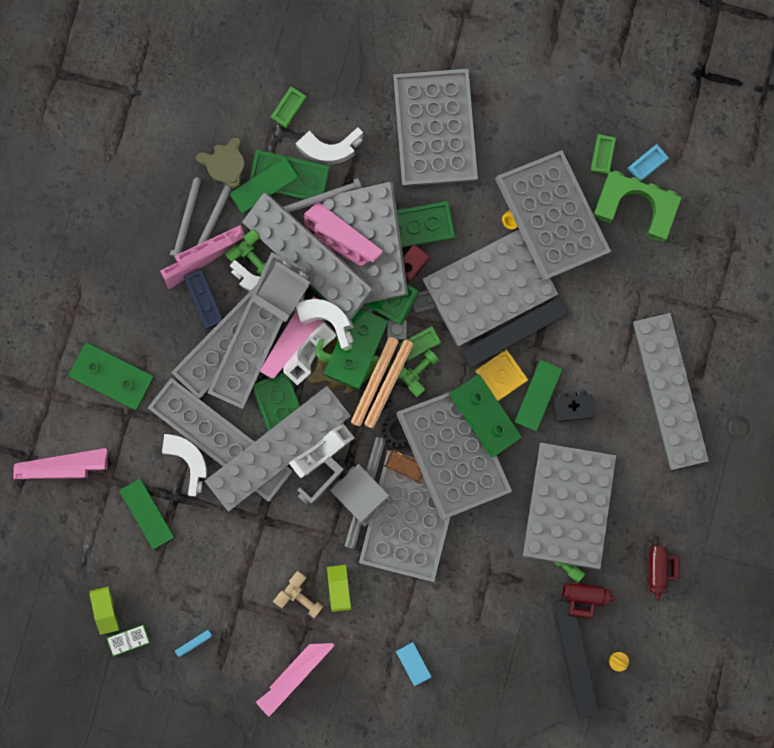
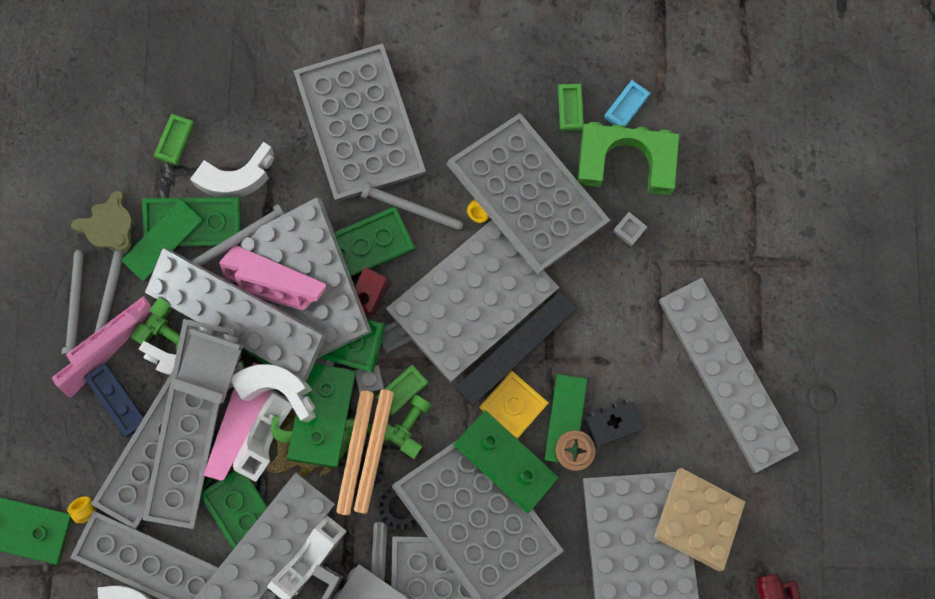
camera: 15 degrees left, 5 degrees down
(162, 374) = (81, 509): none -> yellow tile
(403, 465) = (417, 552): clear orange tile -> none
(459, 204) = (410, 206): none -> light grey bar
(547, 416) = (566, 458): none -> medium nougat gear
(619, 493) = (699, 519): none -> tan plate
(624, 262) = (630, 229): none -> light grey plate

